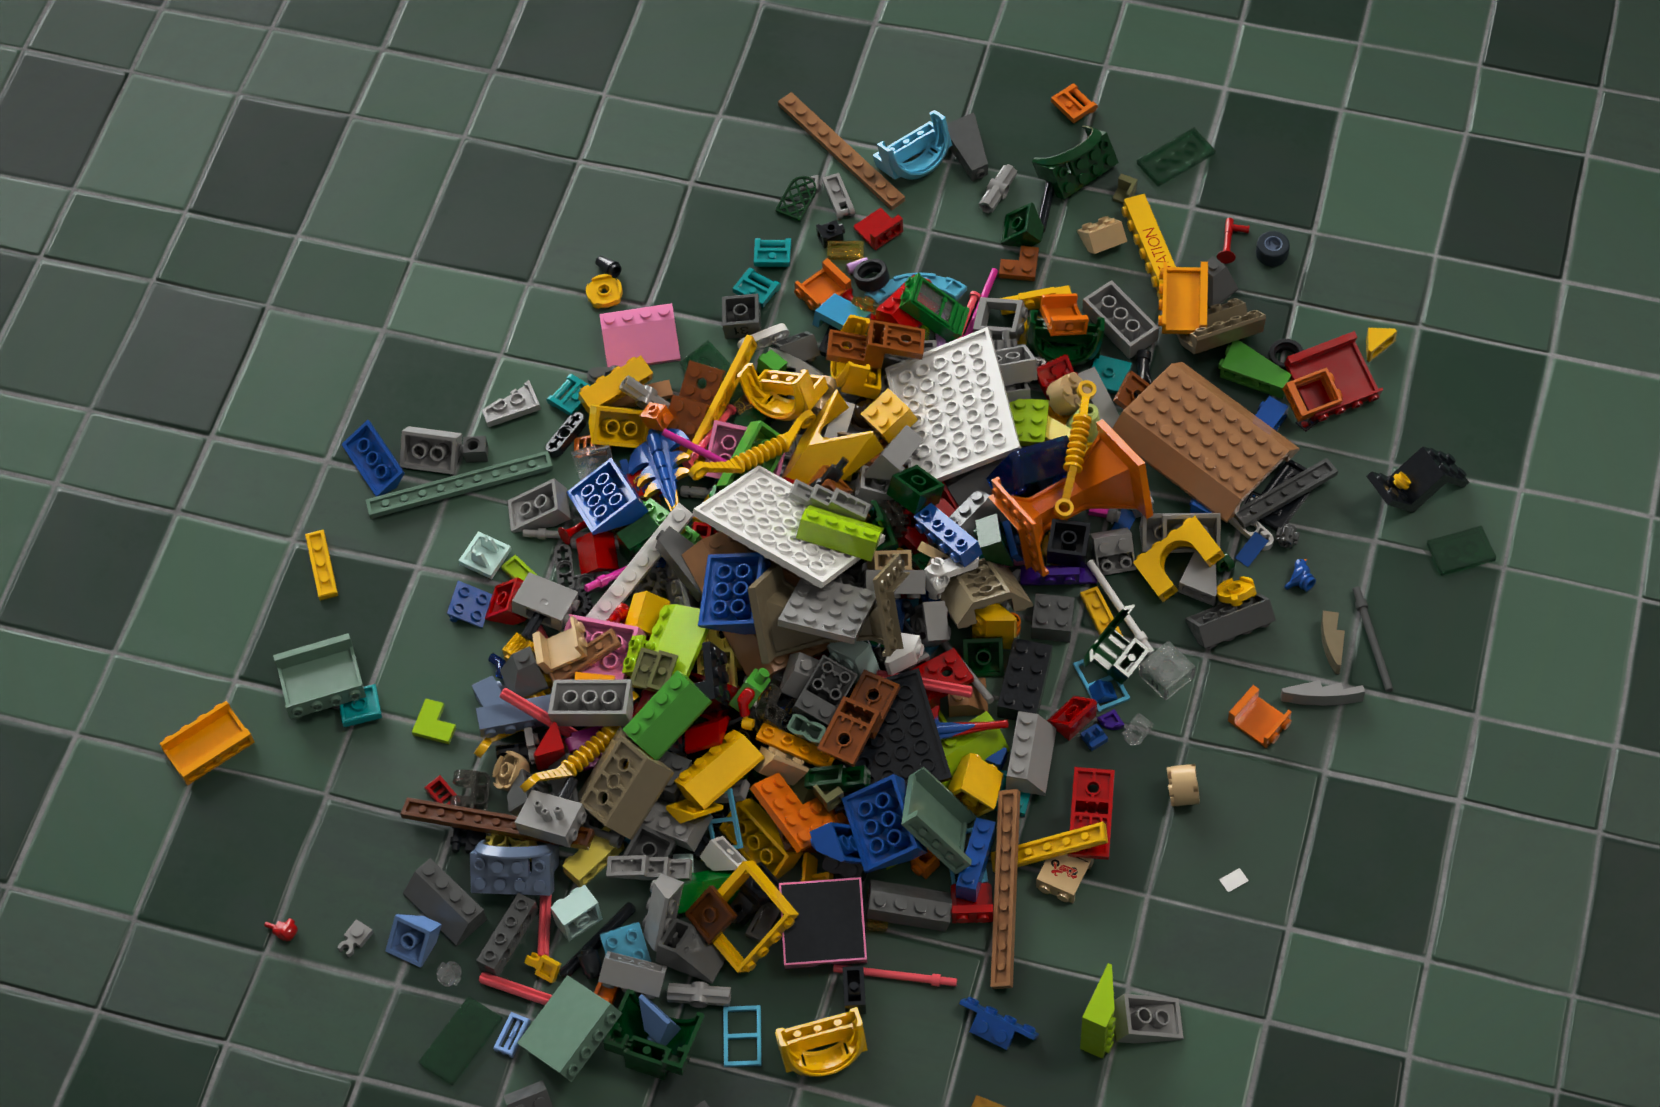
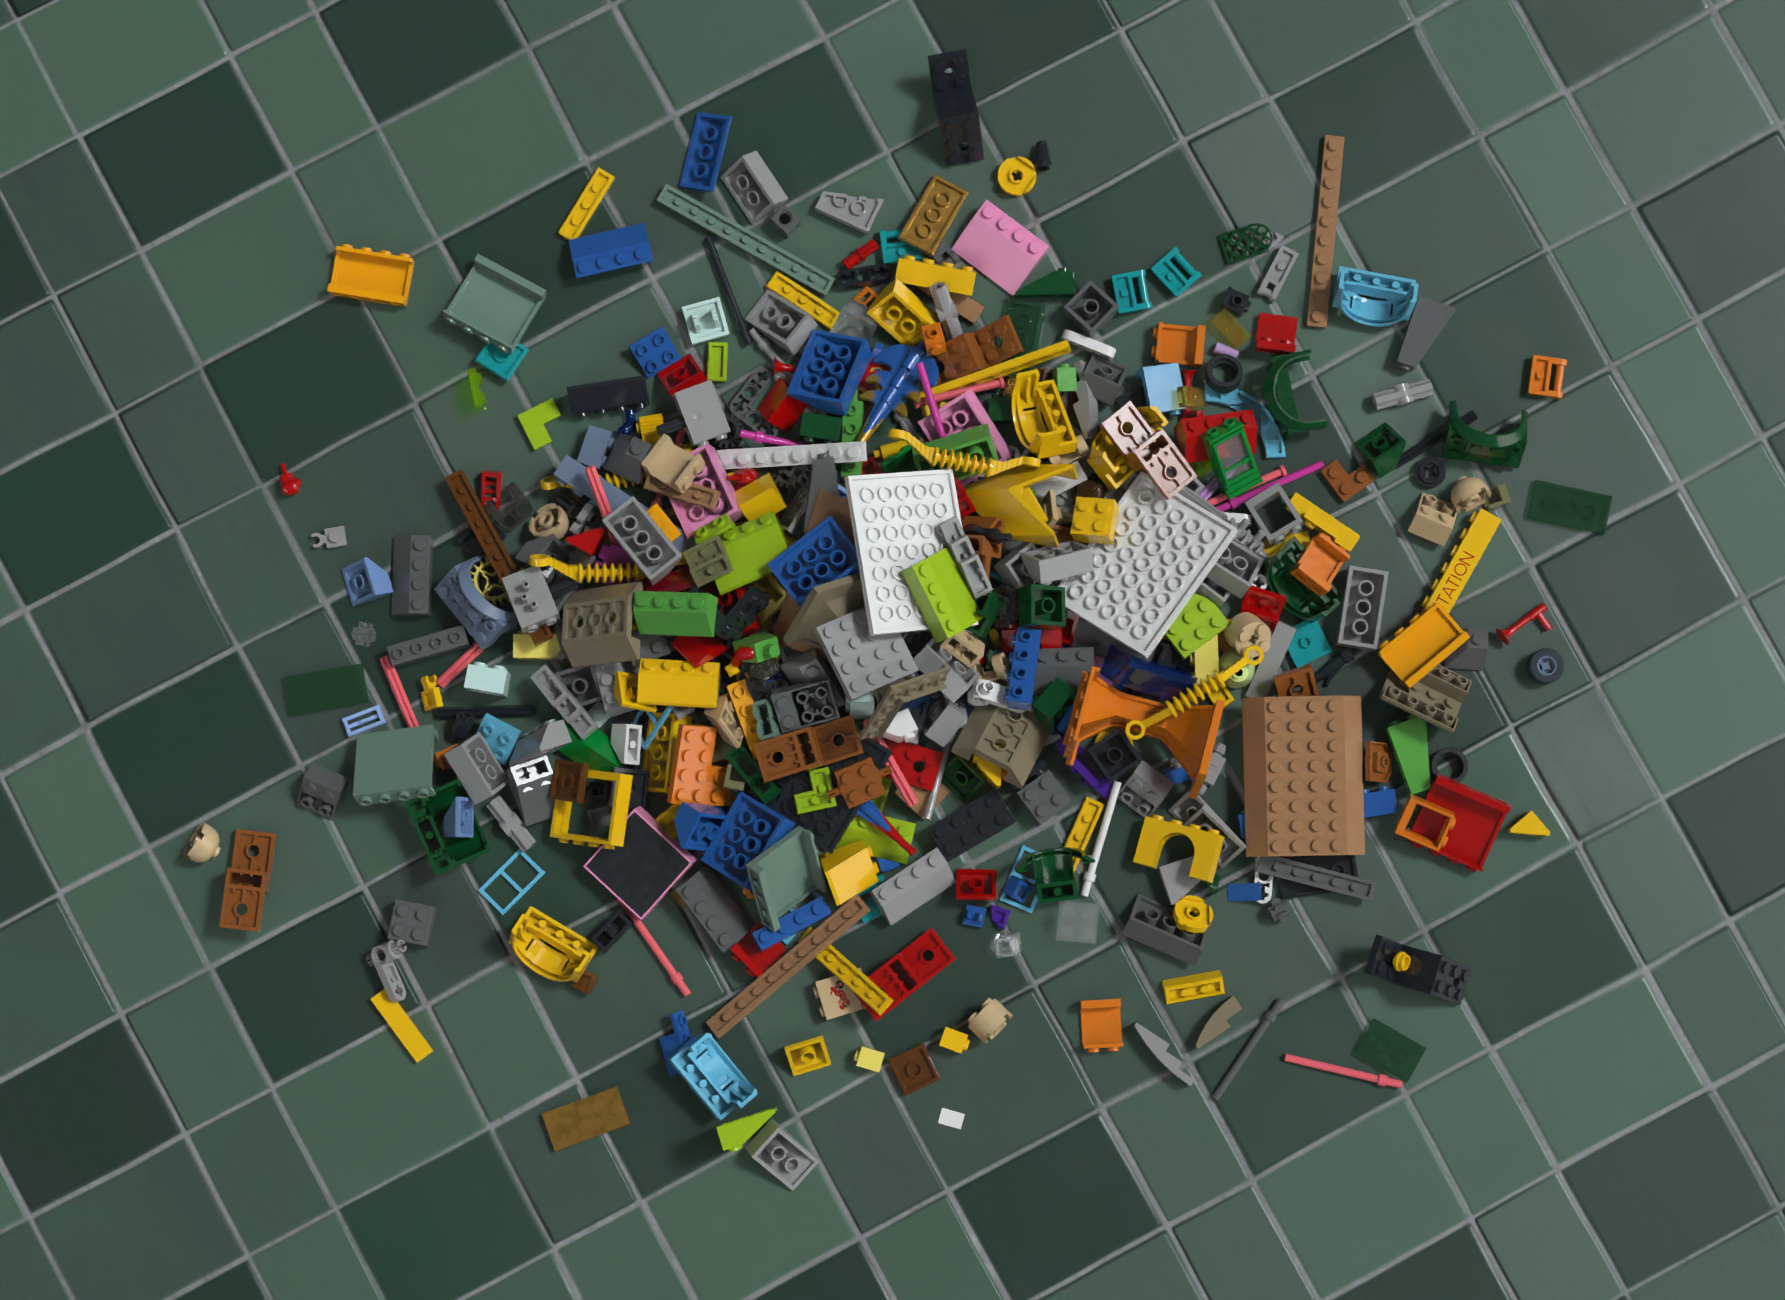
camera: 40 degrees right, 25 degrees up
(360, 738) = (478, 396): none -> clear neon green plate
(370, 572) = (610, 250): none -> blue slope
(465, 656) = (608, 396): none -> black slope
(513, 536) = (741, 325): none -> black bar
(514, 488) = (803, 299): none -> yellow tile
(518, 282) = (955, 107): none -> black bracket
(549, 424) = (860, 254): none -> red axle
(573, 358) = (933, 215): none -> pearl gold tile
(701, 326) = (1053, 285): none -> dark green slope
(875, 1047) = (586, 982): none -> reddish brown plate
(901, 745) = (818, 798): none -> lime tile
(918, 706) = (859, 782): none -> dark orange plate
(943, 259) = (1280, 396): none -> dark green piece
(1026, 623) = (1037, 770): none -> black plate
(1036, 1013) = (712, 1073): none -> medium azure piece
(1072, 209) = (1427, 463): none -> black gear
(1086, 935) = (807, 1055): none -> yellow slope
(1106, 199) = (1469, 493): none -> tan cylinder
(1133, 894) = (869, 1058): none -> light yellow brick
(1171, 871) = (914, 1069): none -> reddish brown plate
(1175, 824) = (954, 1040): none -> yellow brick
(1239, 391) = (1377, 762): none -> dark orange piece
(1290, 638) = (1193, 987): none -> yellow slope
(1301, 576) = (1254, 950): blue animal -> none
(1476, 573) = (1381, 1079): none -> coral bar

